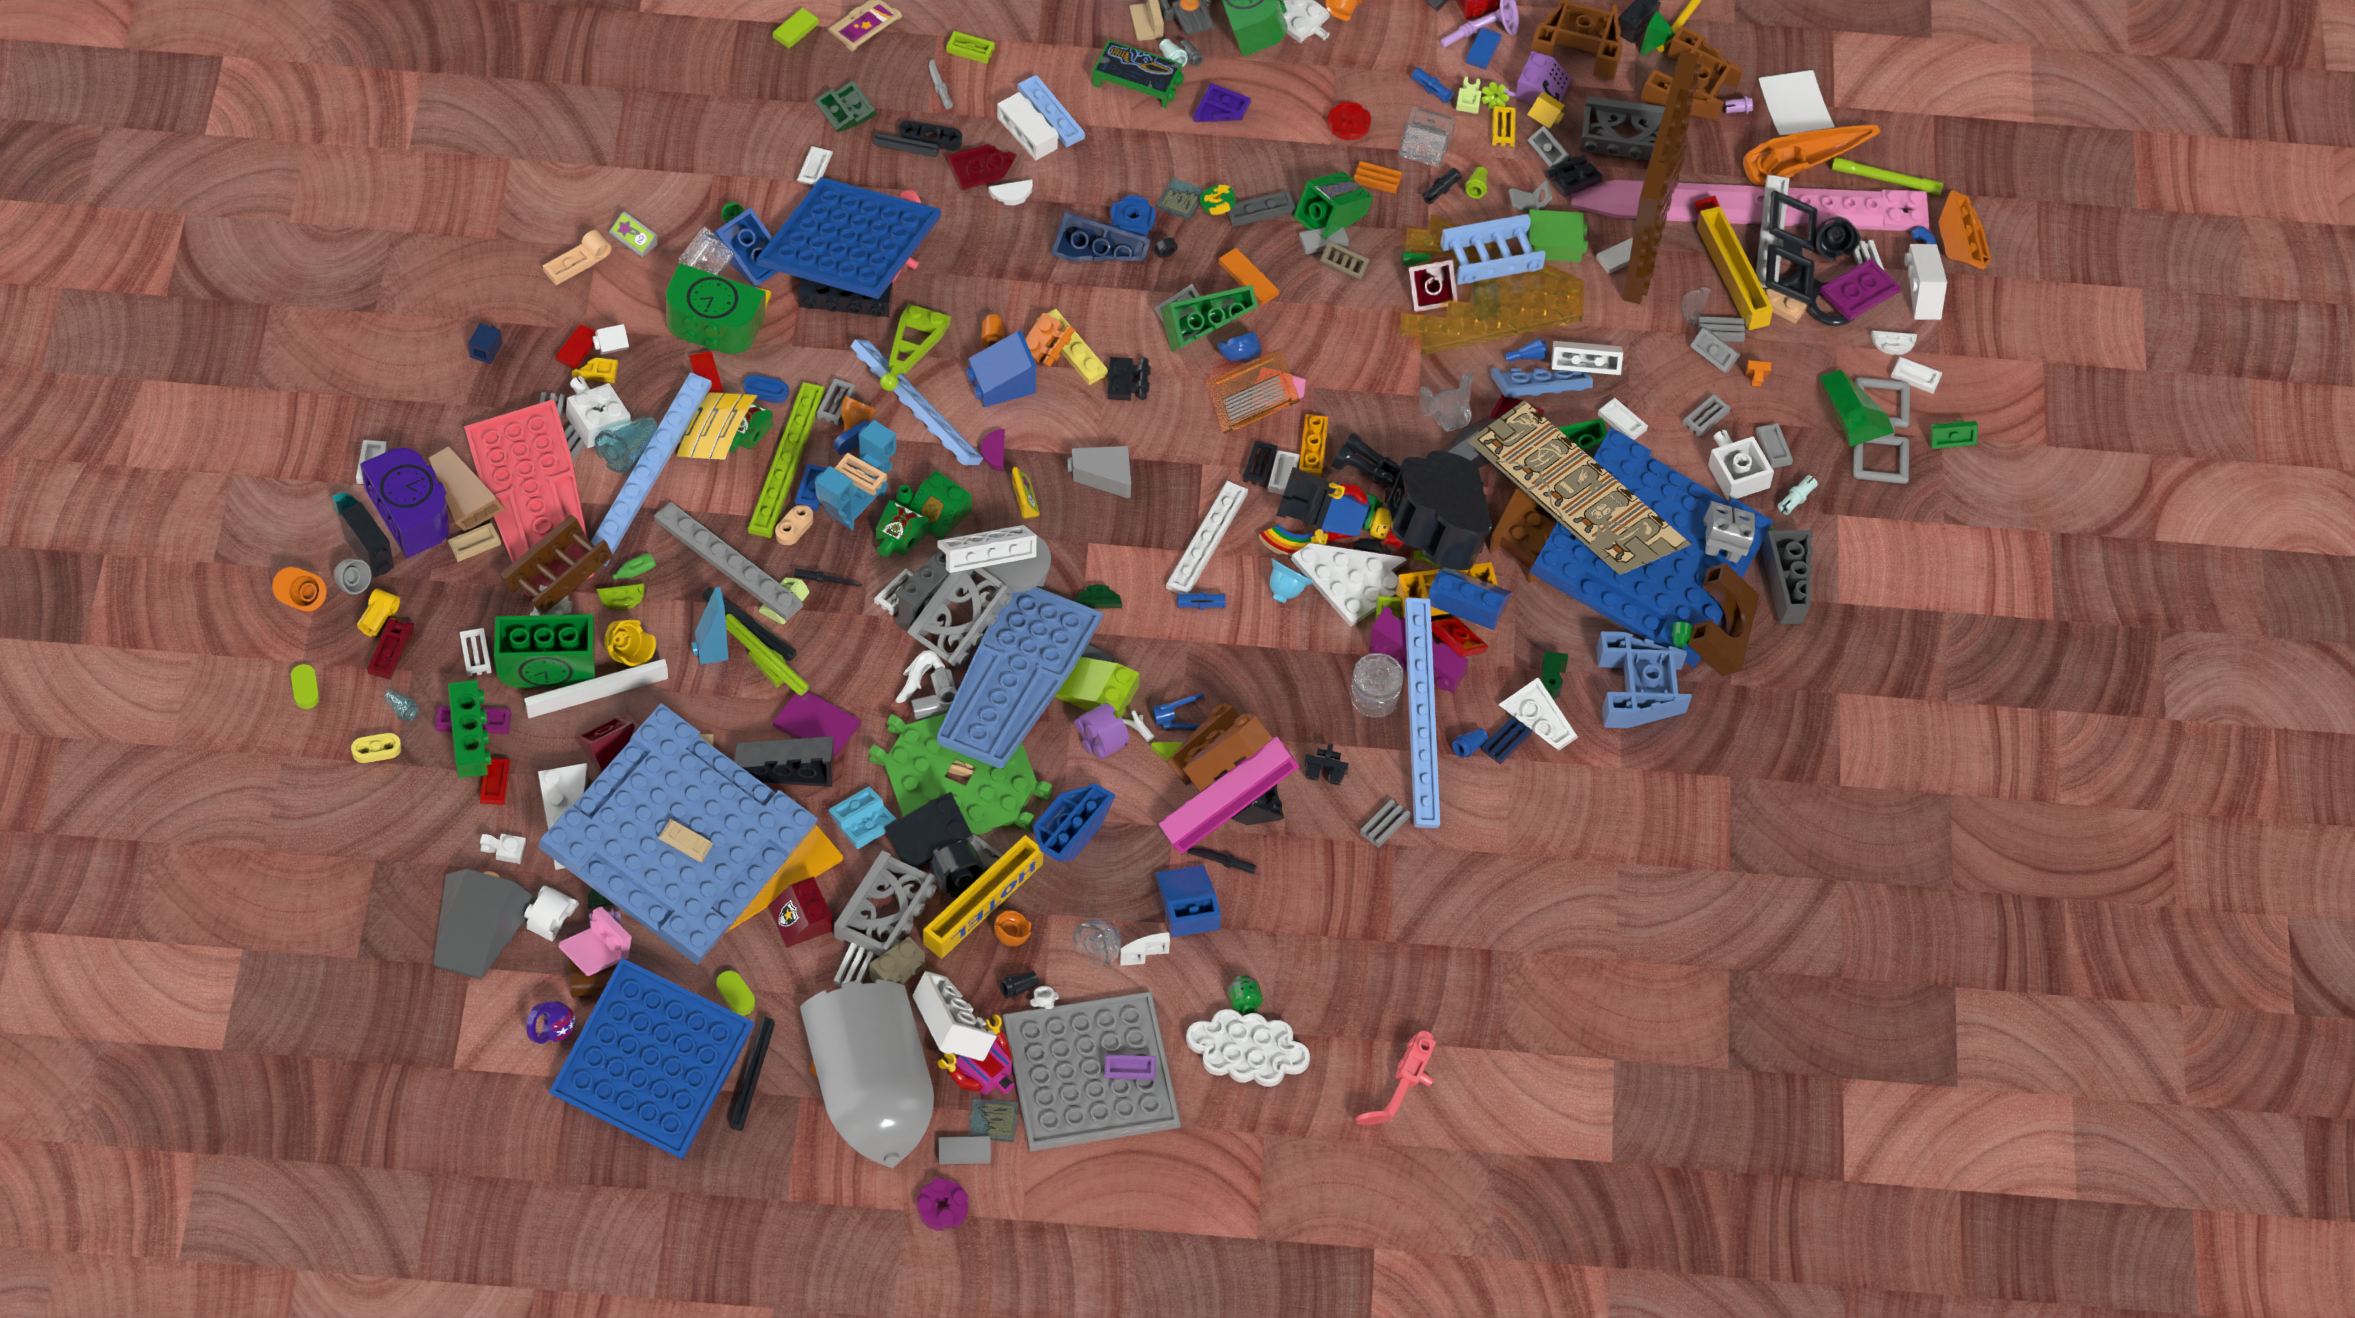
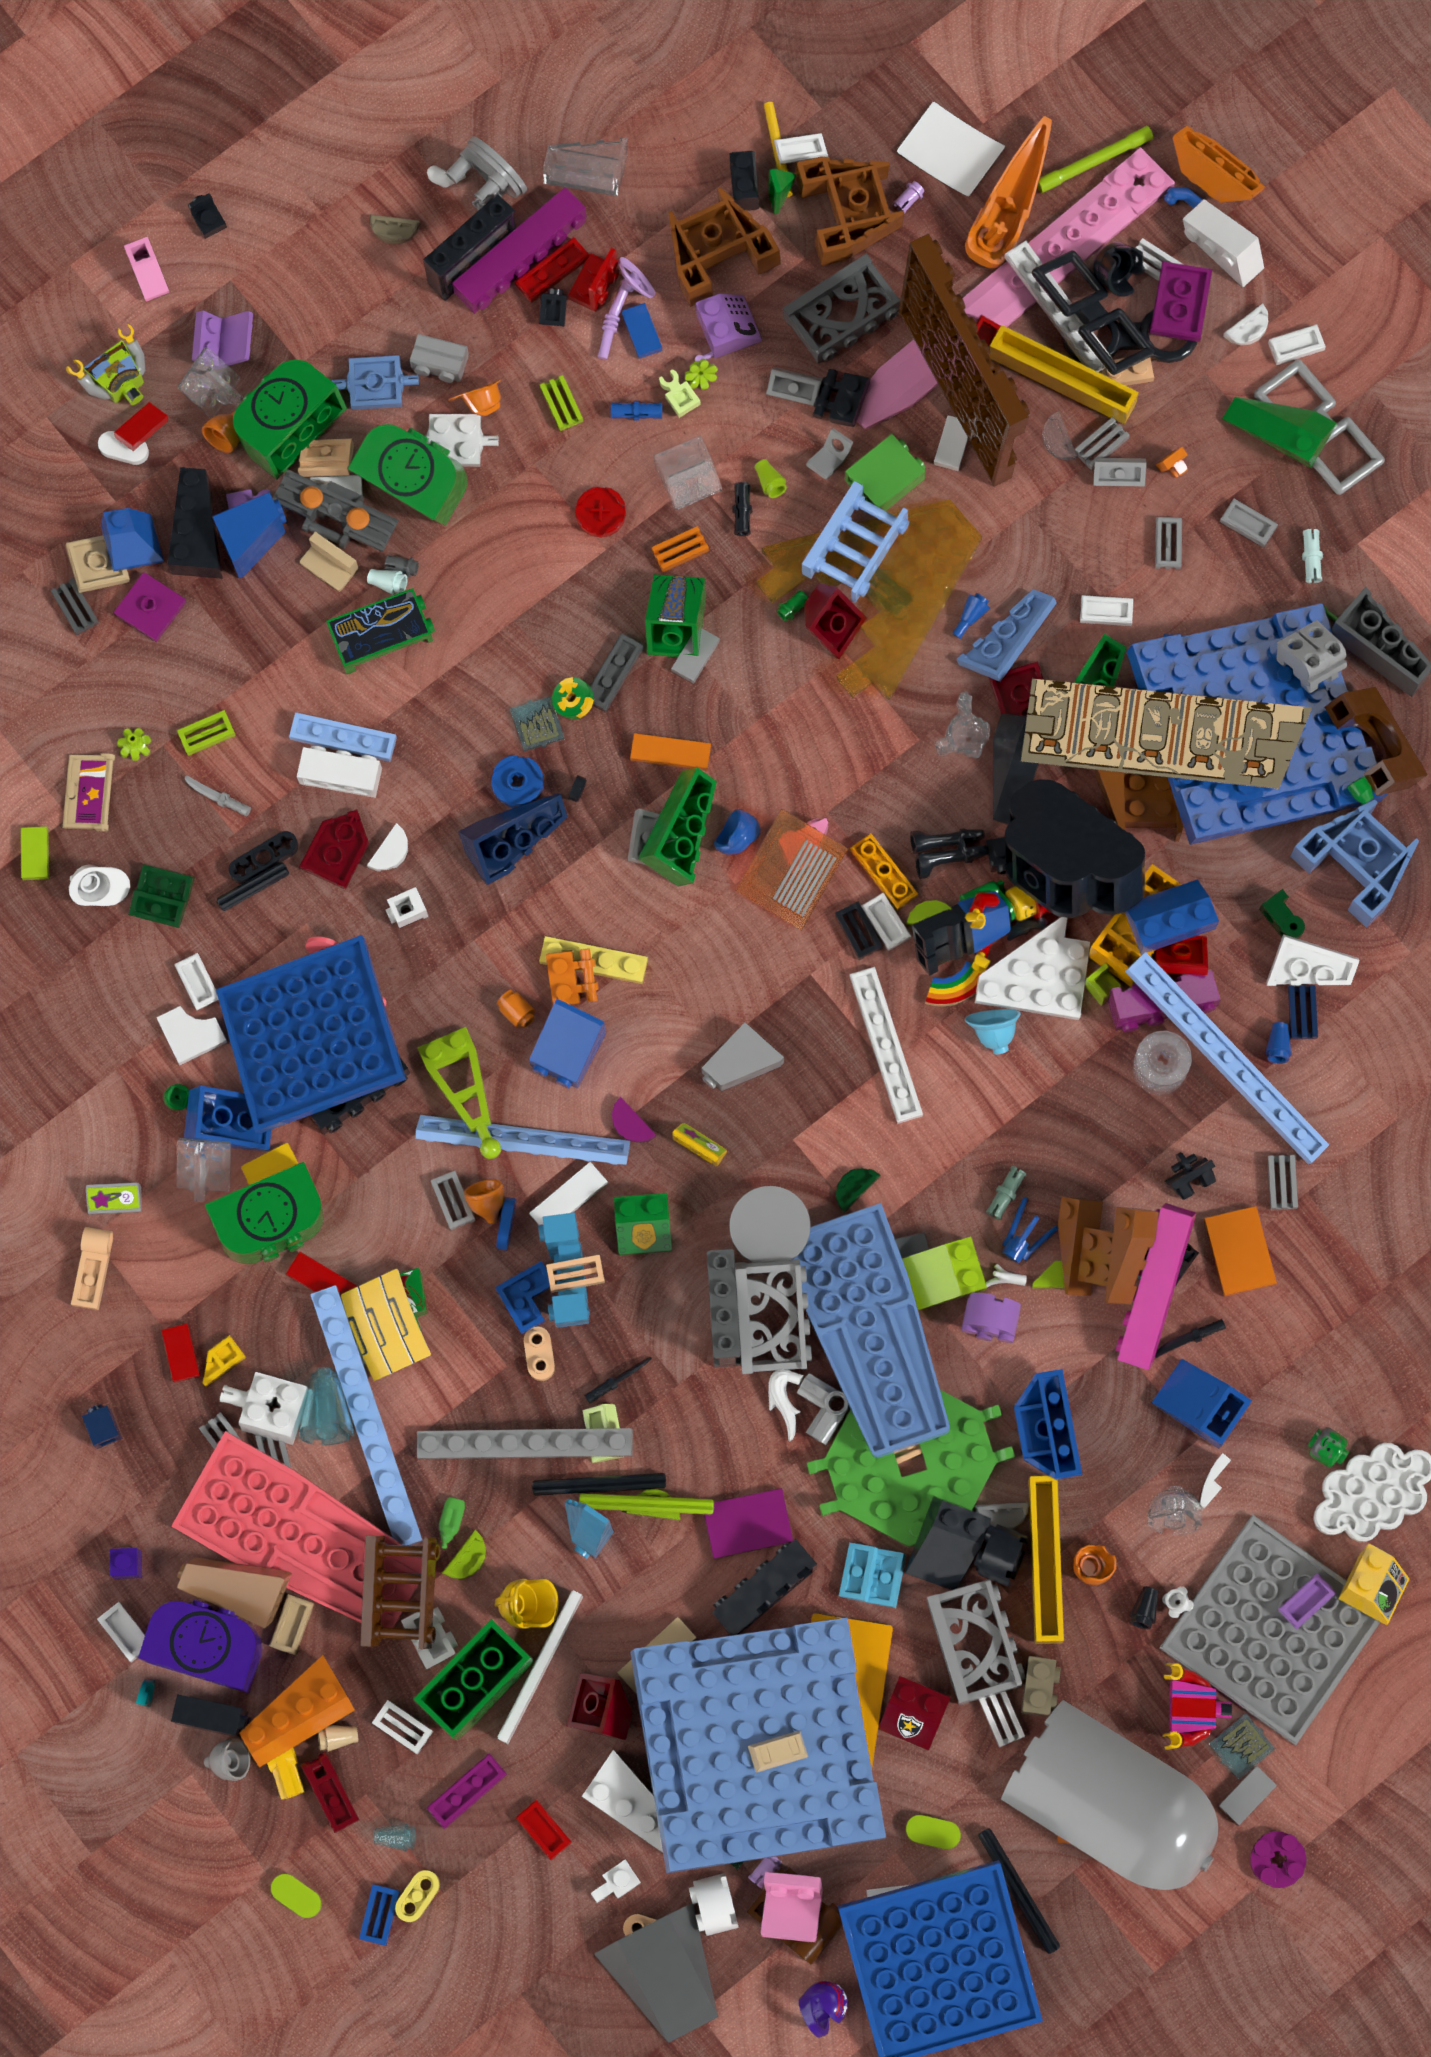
camera: 35 degrees left, 20 degrees up
(299, 589) = (202, 1815): orange piece -> none
(343, 743) = (385, 1891): none -> blue tile
(414, 423) = (126, 1563): none -> dark purple brick
(419, 581) = (297, 1713): none -> orange wedge
(428, 620) = (336, 1737): none -> tan cone
(461, 696) = (442, 1788): green brick -> none
(611, 339) = (207, 1323): white brick -> none
(766, 388) = (381, 1243): blue tile -> none
(777, 190) = (190, 1036): none -> white tile
(786, 460) = (468, 1296): lime tile -> none
(812, 68) = (98, 886): none -> white piece
(886, 604) = (689, 1358): white tile -> none
(900, 529) = (633, 1278): green torso -> none
(904, 496) = (604, 1247): green hose -> none
(918, 458) = (571, 1194): none -> white tile
(920, 19) = (134, 744): none -> lime plant
(951, 1018) = (1136, 1701): white wedge -> none
(987, 225) = (408, 899): none -> white brick
(988, 548) = (755, 1244): white fence -> none
(1120, 378) = (665, 955): black plate -> none
(1184, 600) = (940, 1110): blue pin -> none
(1187, 1095) = (1375, 1584): none -> yellow slope
(1192, 679) = (1006, 1193): none -> sand green pin
(1221, 105) = (481, 596): dark purple wing -> none
(1312, 838) = (1240, 1251): none -> orange tile
(1330, 246) = (714, 668): dark tan slope -> none
(1392, 34) = (553, 385): none -> lime tile
(1503, 139) = (747, 413): yellow tile -> none
(1547, 110) = (761, 352): yellow brick -> none
(1587, 357) = (1028, 579): white brick -> none
(1695, 25) = (800, 148): none -> white tile
(1739, 466) = (1236, 568): white brick -> none
(1953, 434) = (1385, 372): green tile -> none

